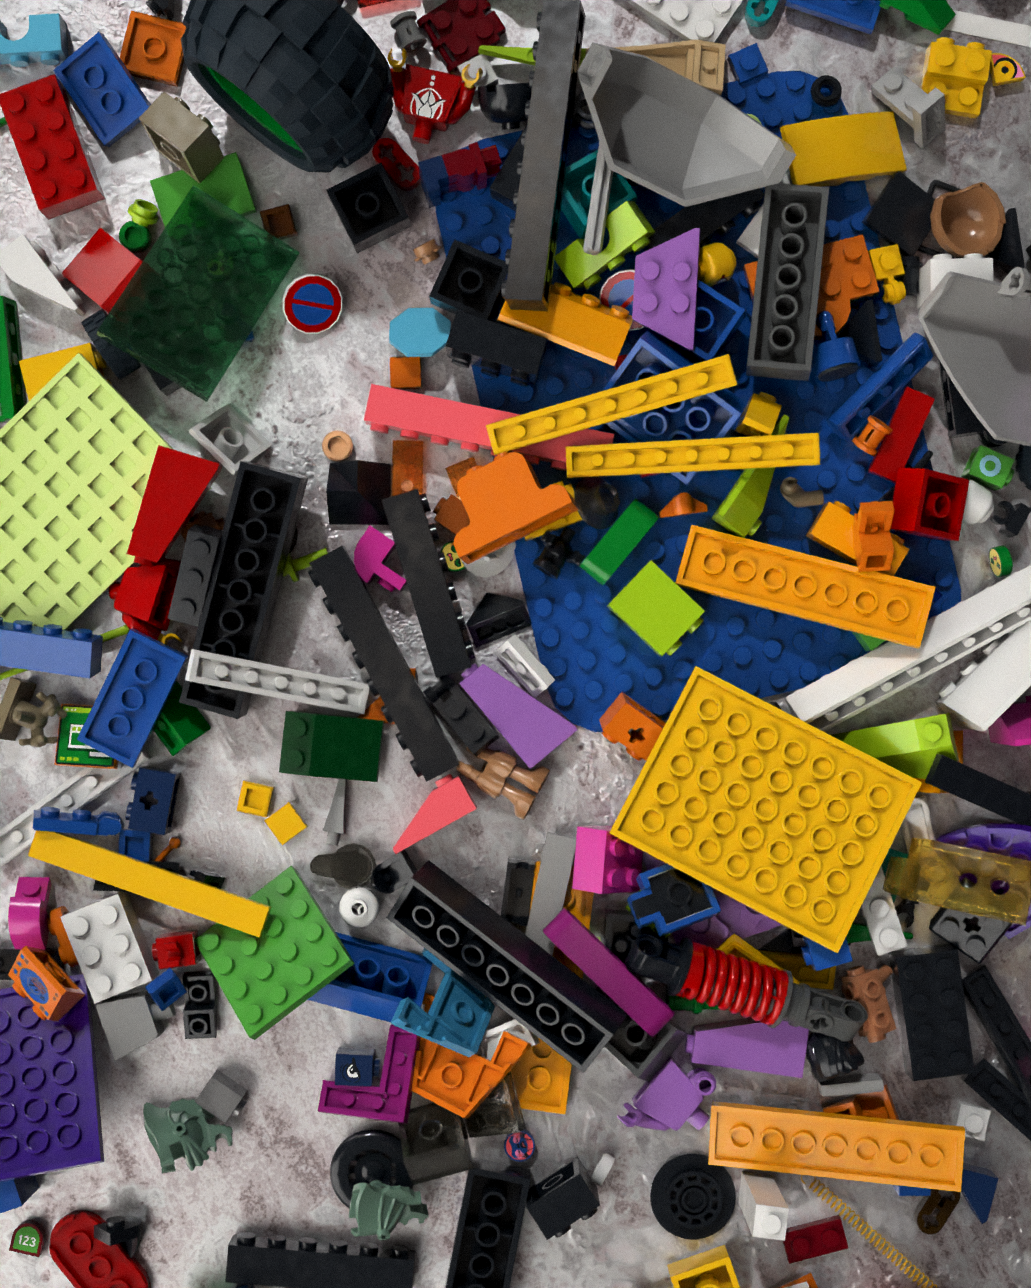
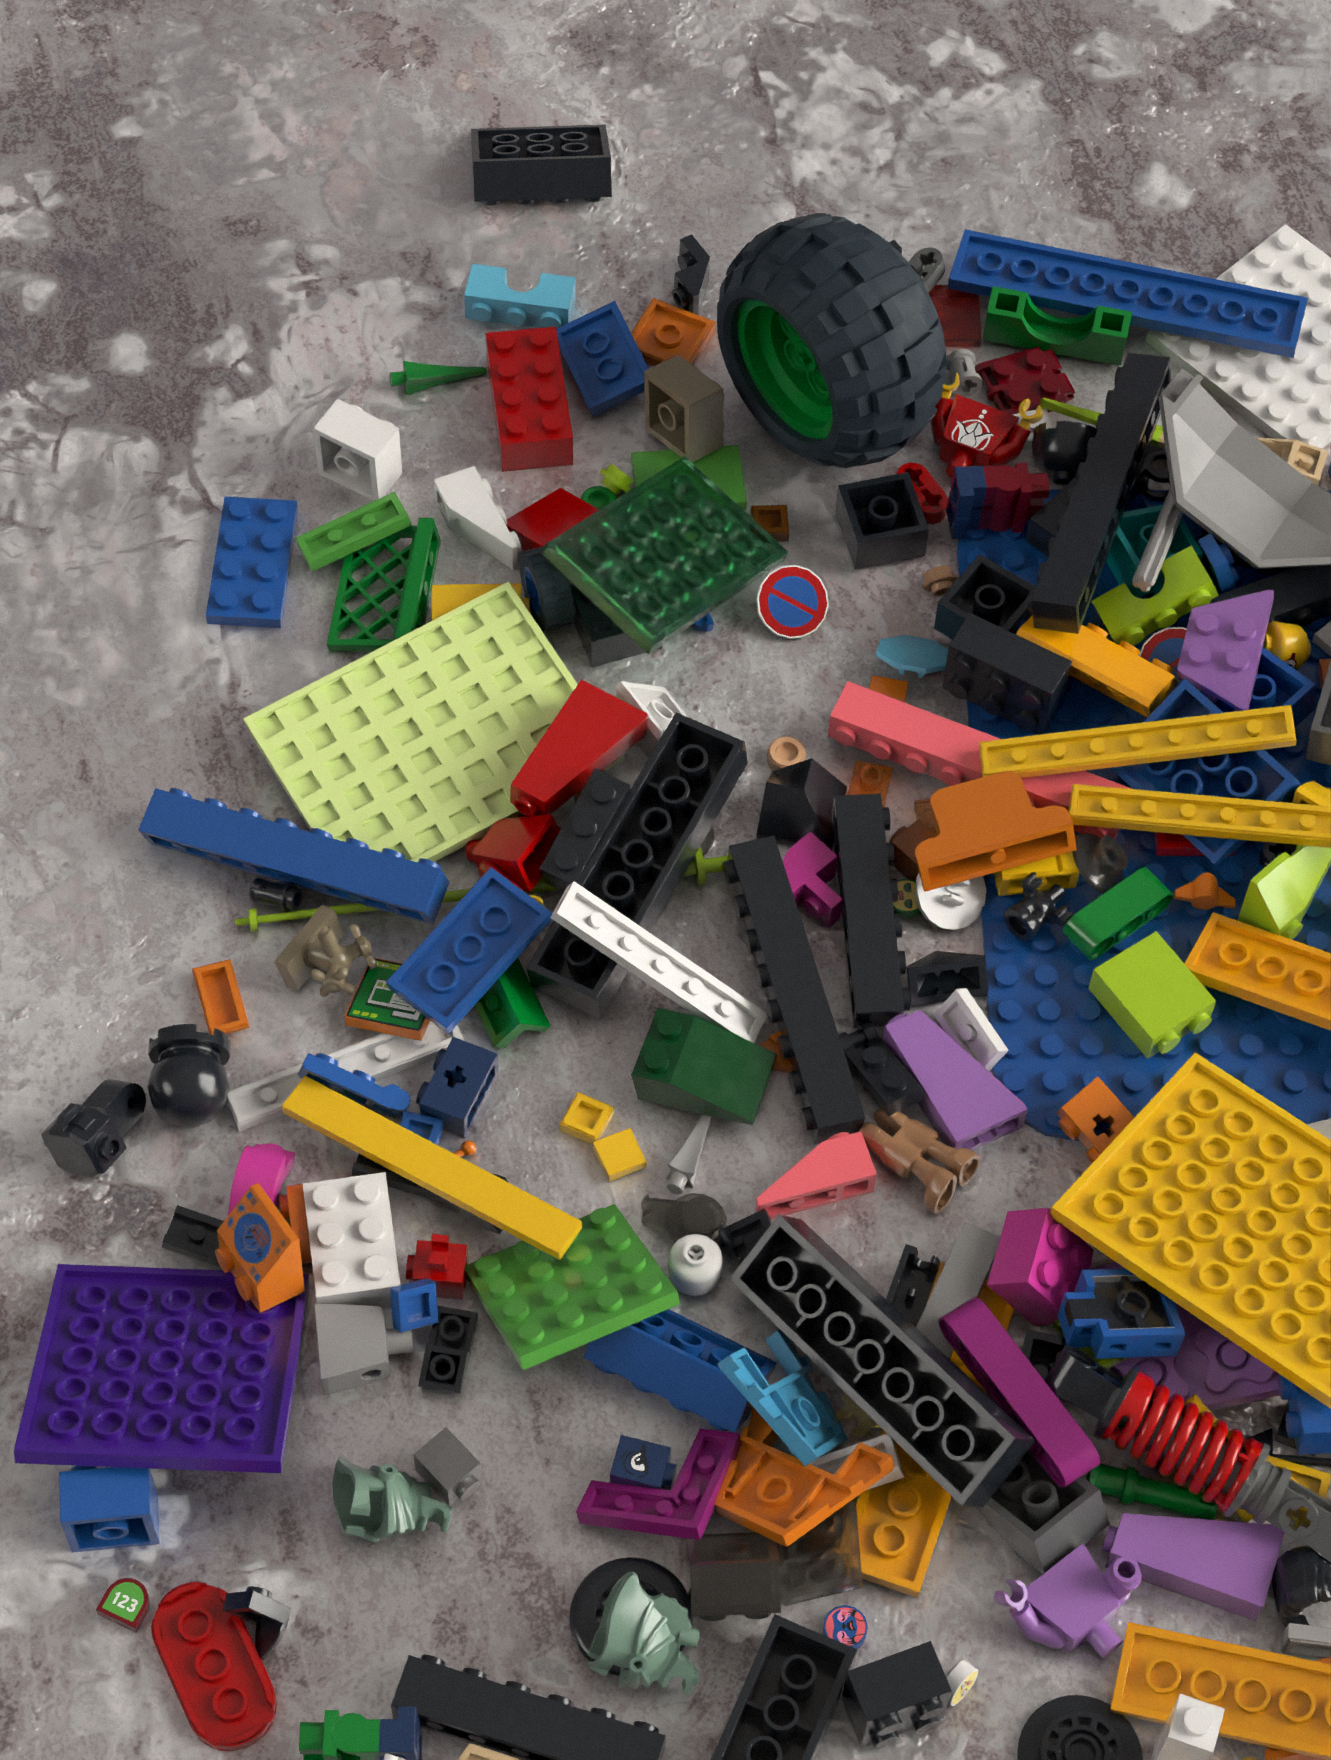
camera: 10 degrees right, 30 degrees down
(652, 202) = (1219, 563): none -> blue plate

